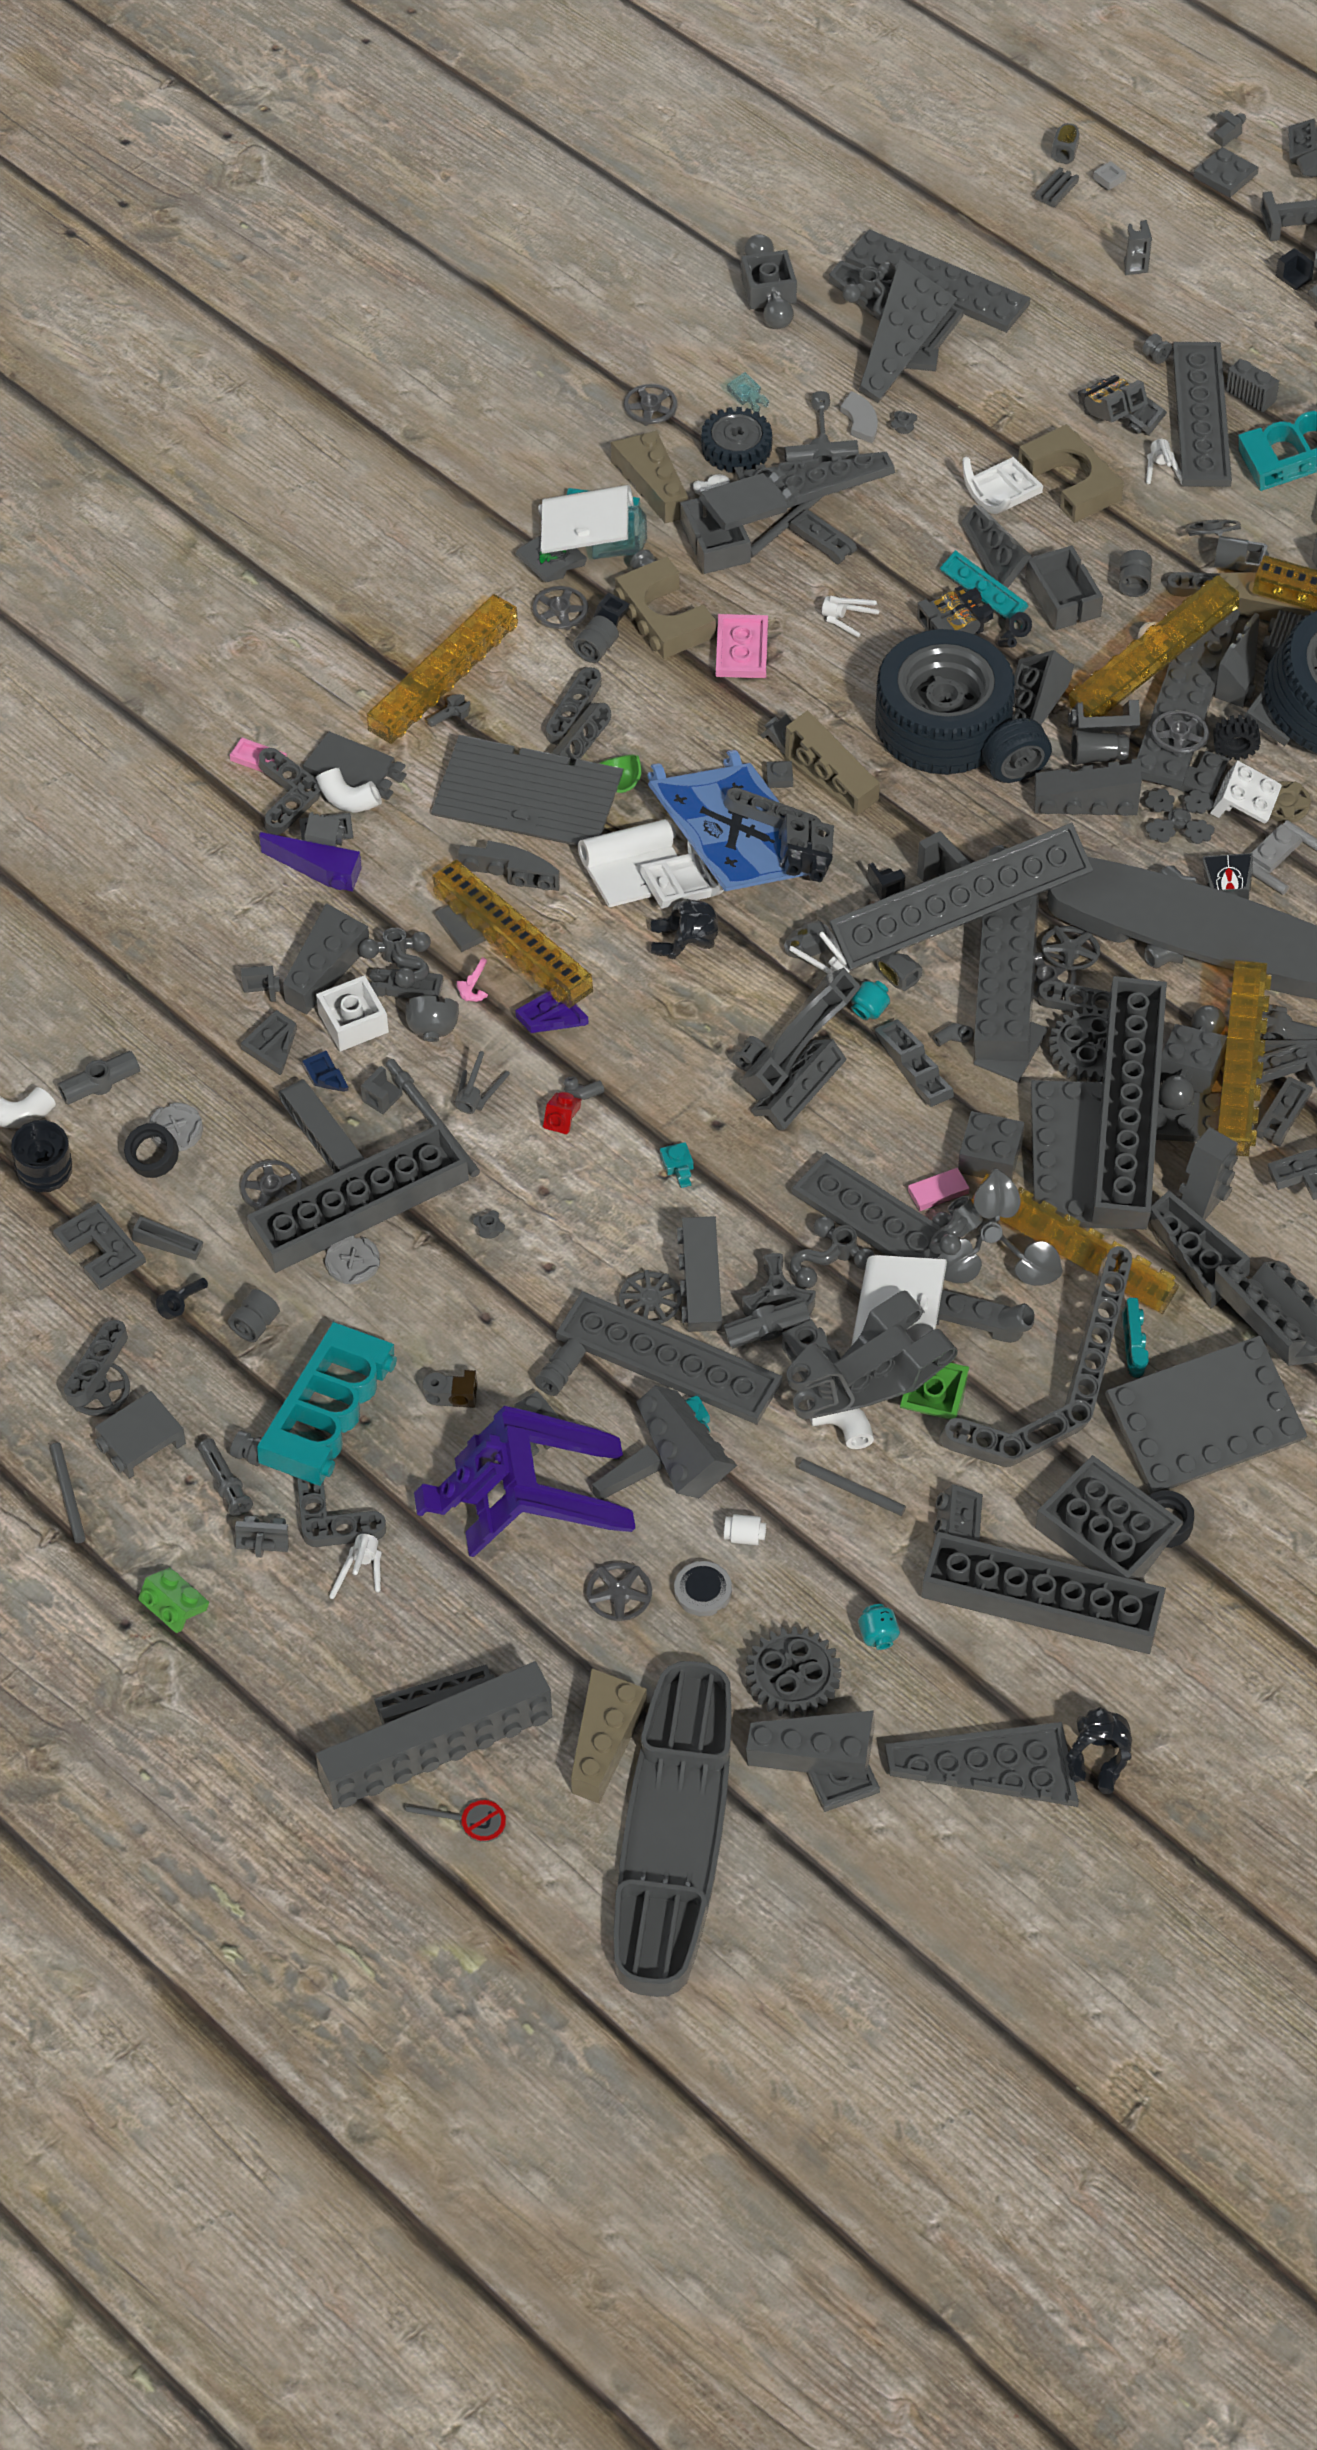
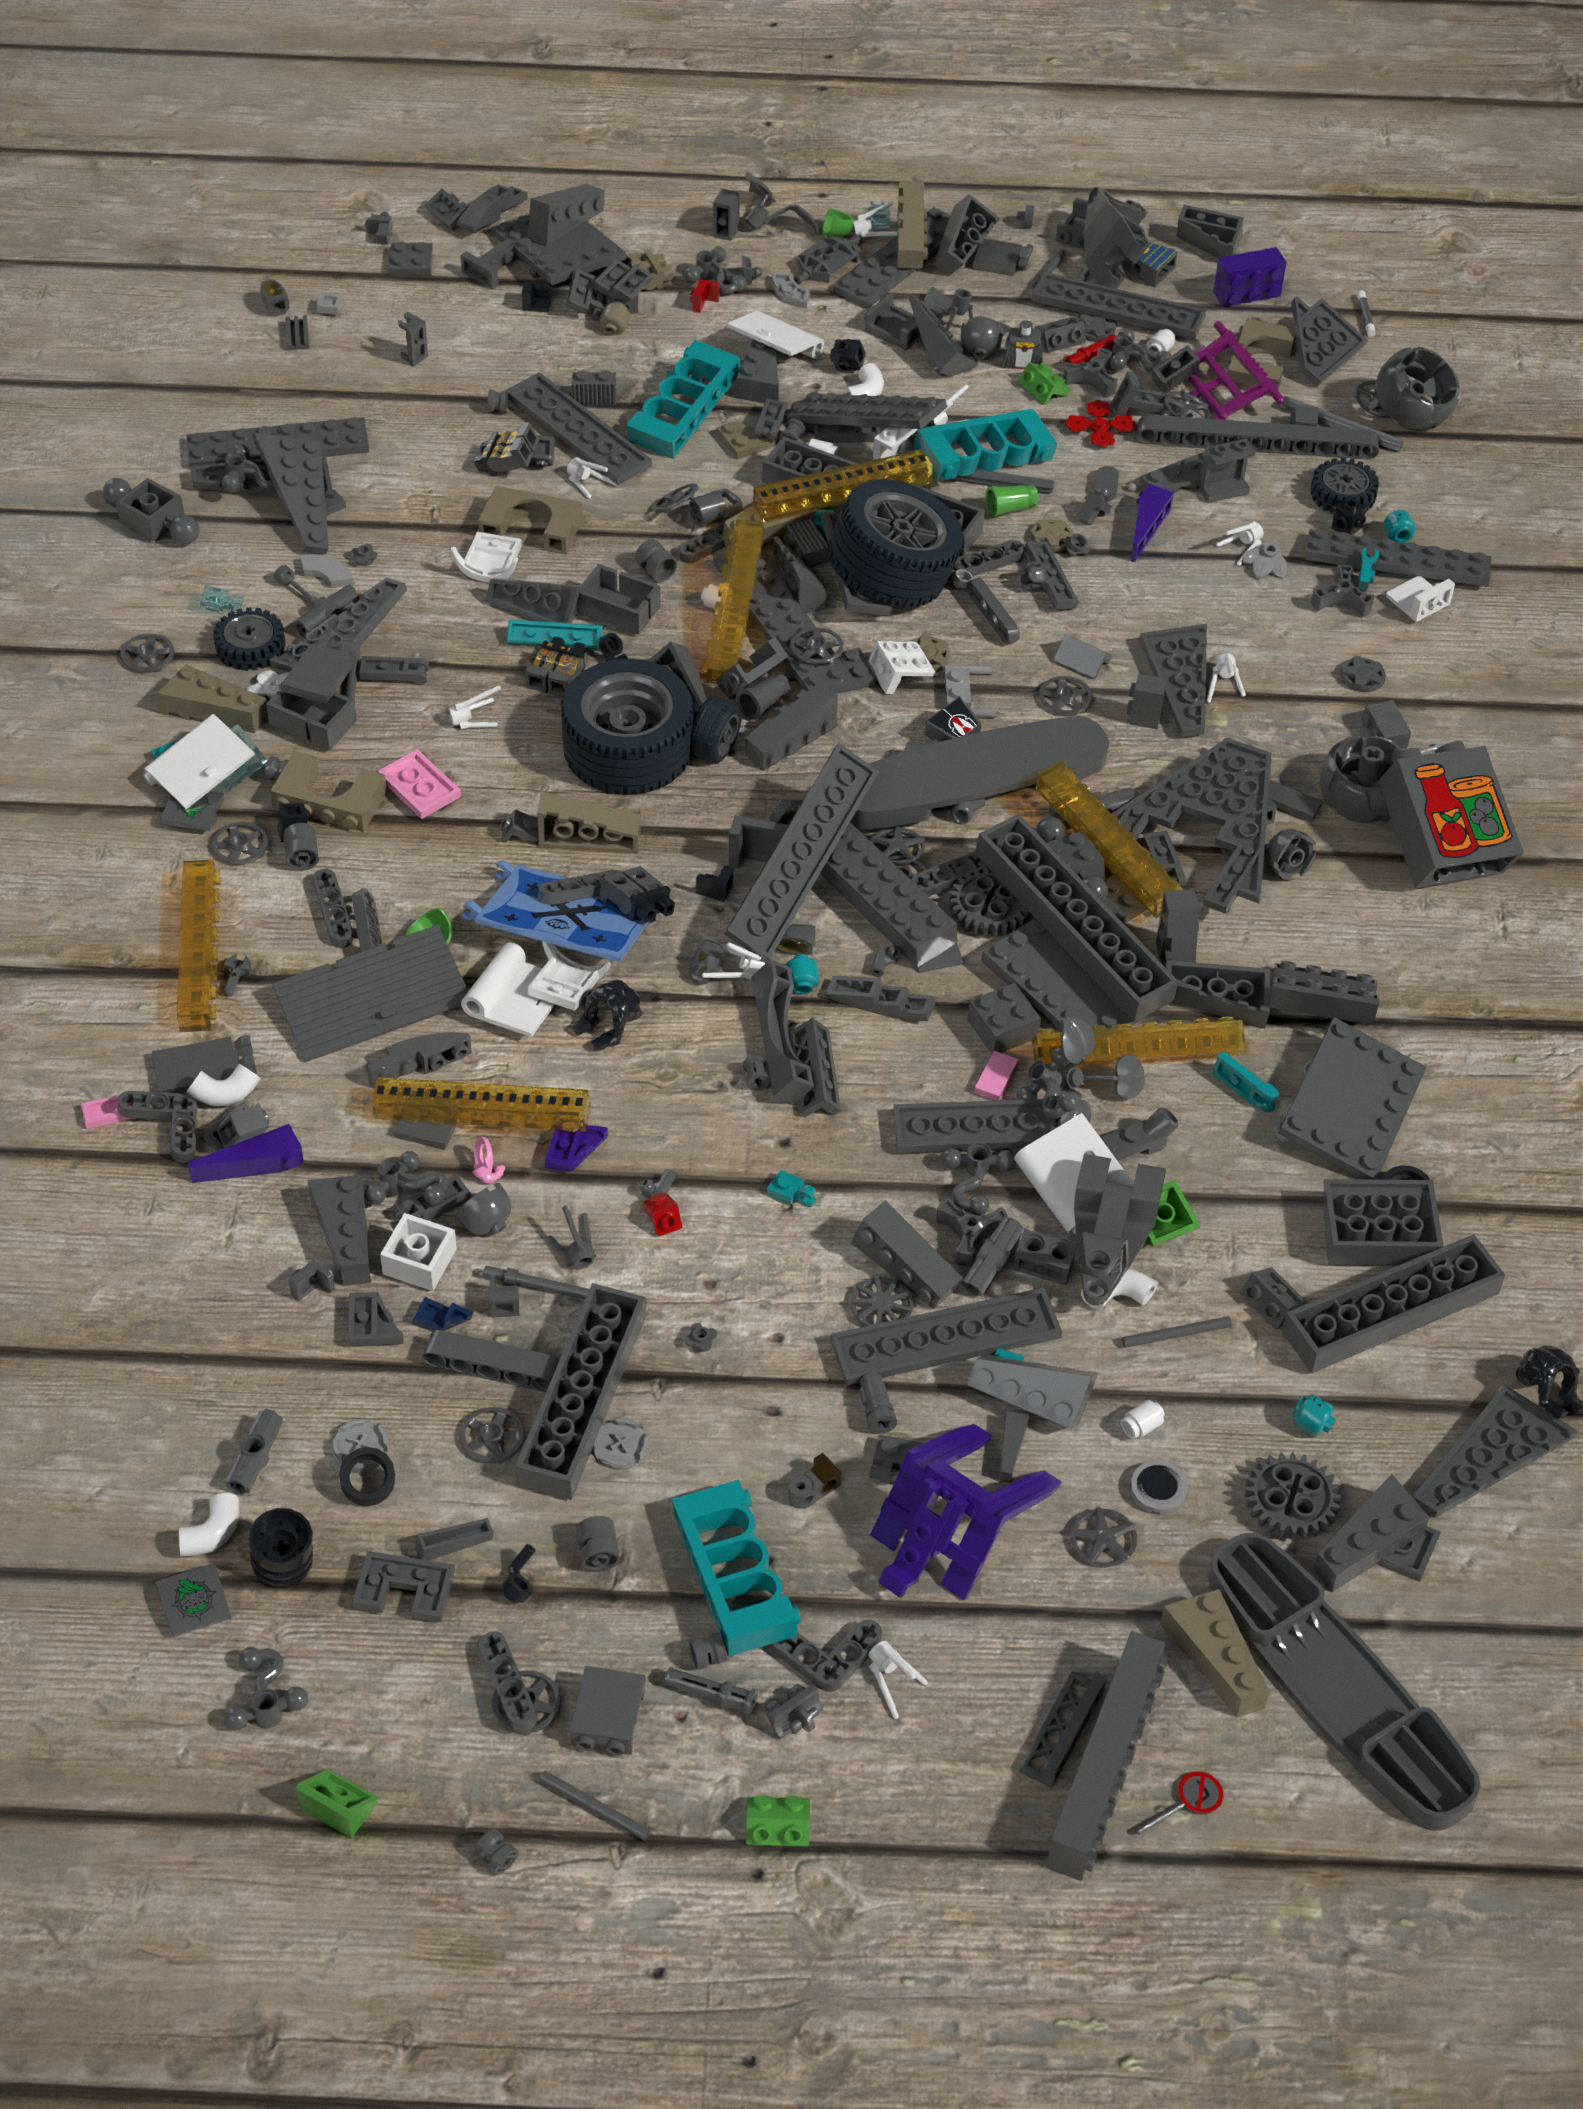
camera: 45 degrees left, 5 degrees down
(779, 774) = (549, 858): dark grey plate -> none
(1081, 1376) = (1250, 1129): dark grey beam -> none
(1179, 817) = (869, 709): dark grey plant -> none
(1228, 745) = (855, 627): black tyre -> none

